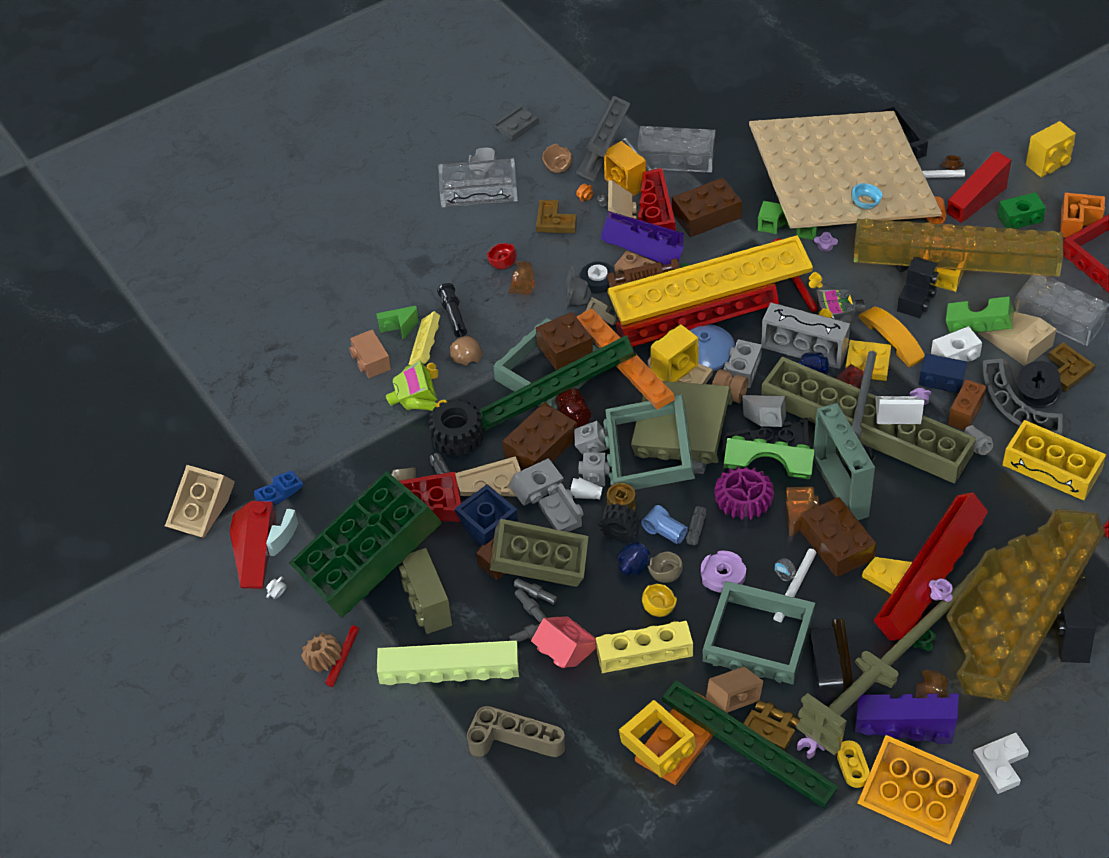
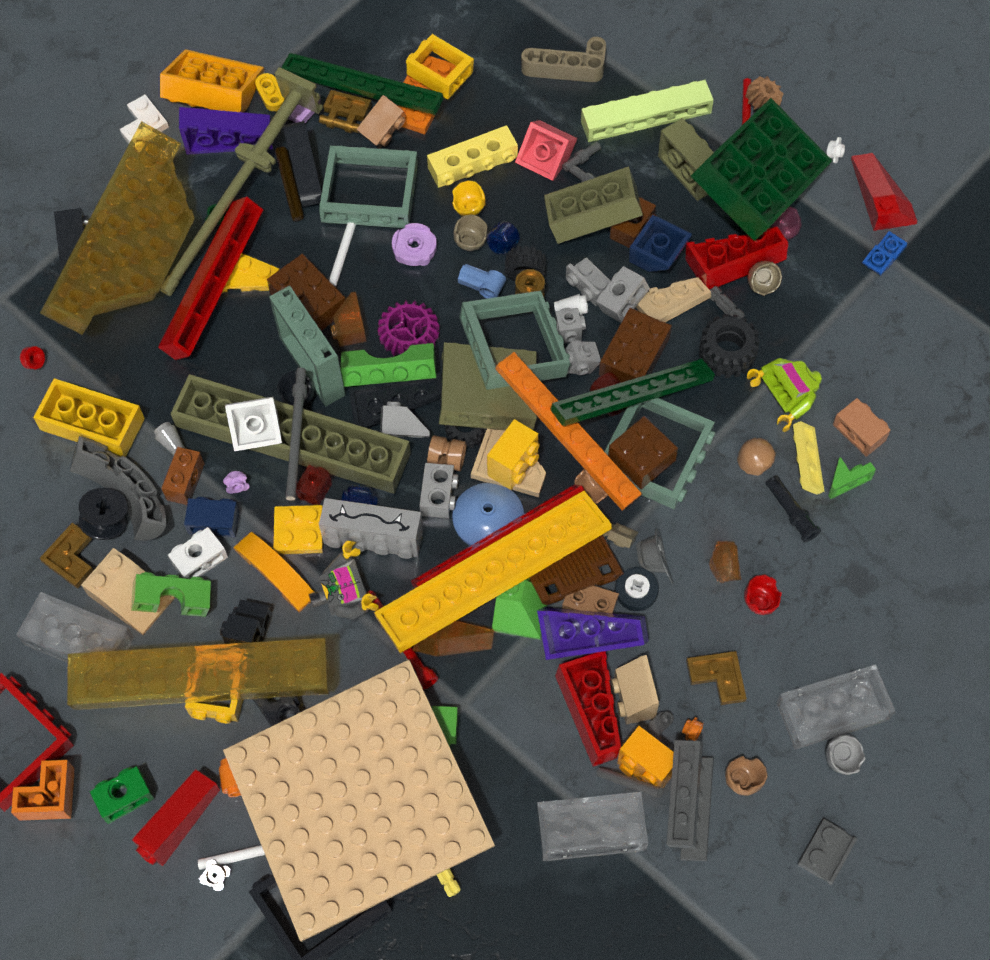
camera: 165 degrees right, 15 degrees up
(199, 501) = (956, 223): tan slope -> none
(280, 535) = (857, 204): light aqua slope -> none
(696, 525) = (450, 290): dark grey axle -> none
(706, 207) = (528, 724): reddish brown brick -> none
(785, 569) = (354, 255): clear tile -> none
(865, 189) = (313, 716): medium azure piece -> none
(933, 683) = (206, 158): clear orange hair -> none
(941, 590) = (201, 245): lavender plate -> none
(1050, 149) = (79, 906): yellow brick -> none

